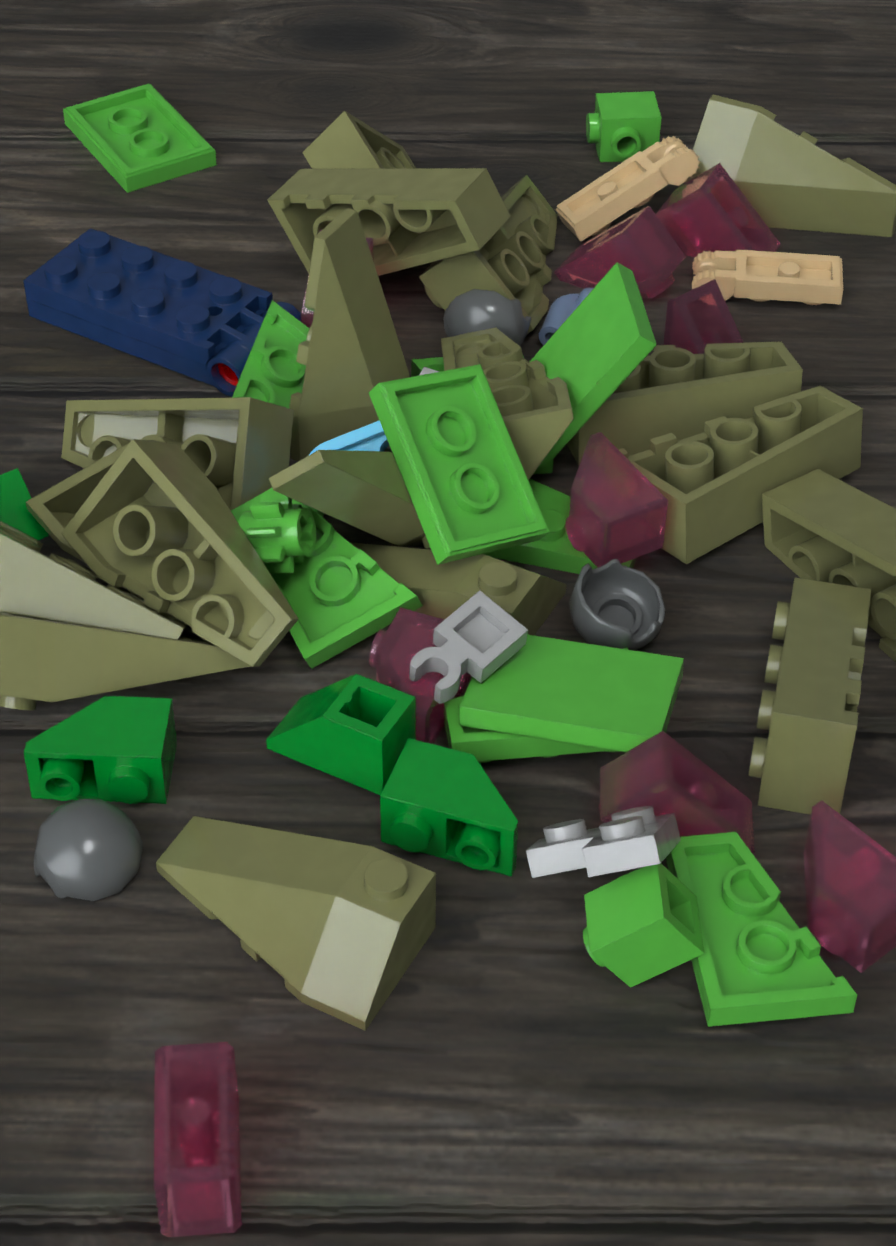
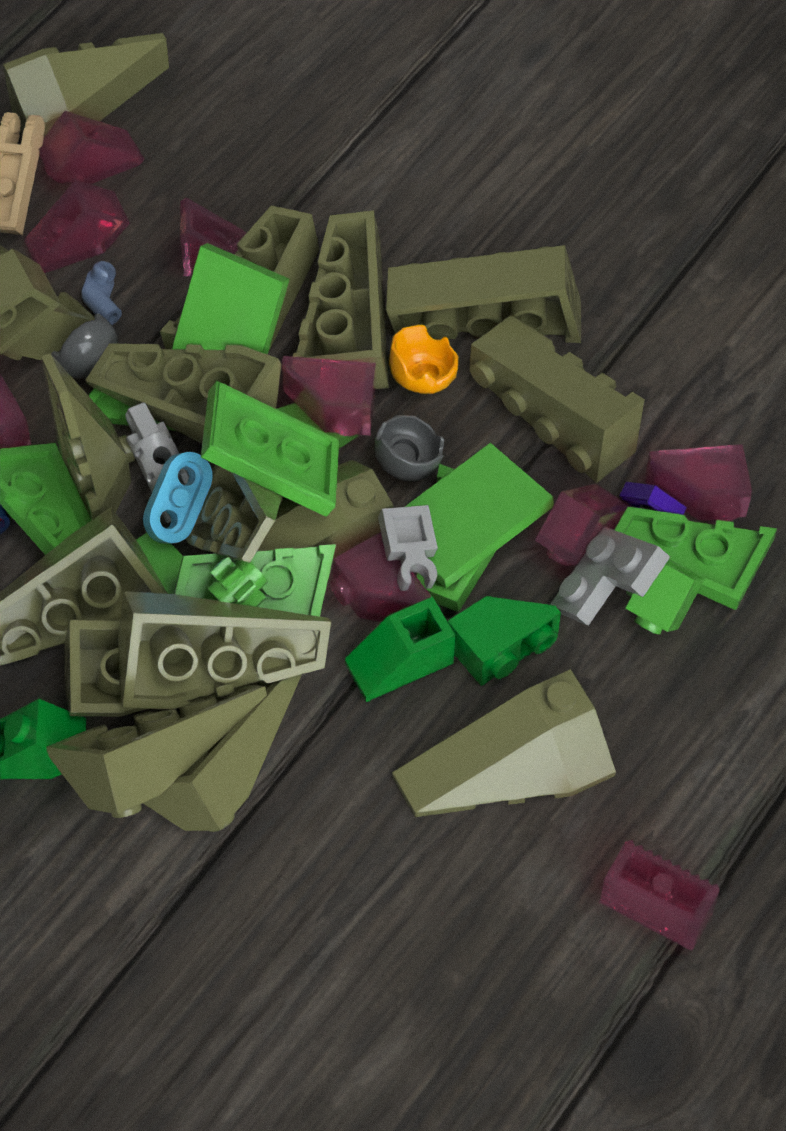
camera: 55 degrees left, 15 degrees up
(87, 850) = (381, 845): dark grey hair -> none
(106, 752) = (318, 782): green slope -> none
(740, 561) = (421, 361): none -> light orange hair
(772, 275) = (163, 160): tan hinge -> none
(776, 860) = (652, 496): none -> dark purple tile

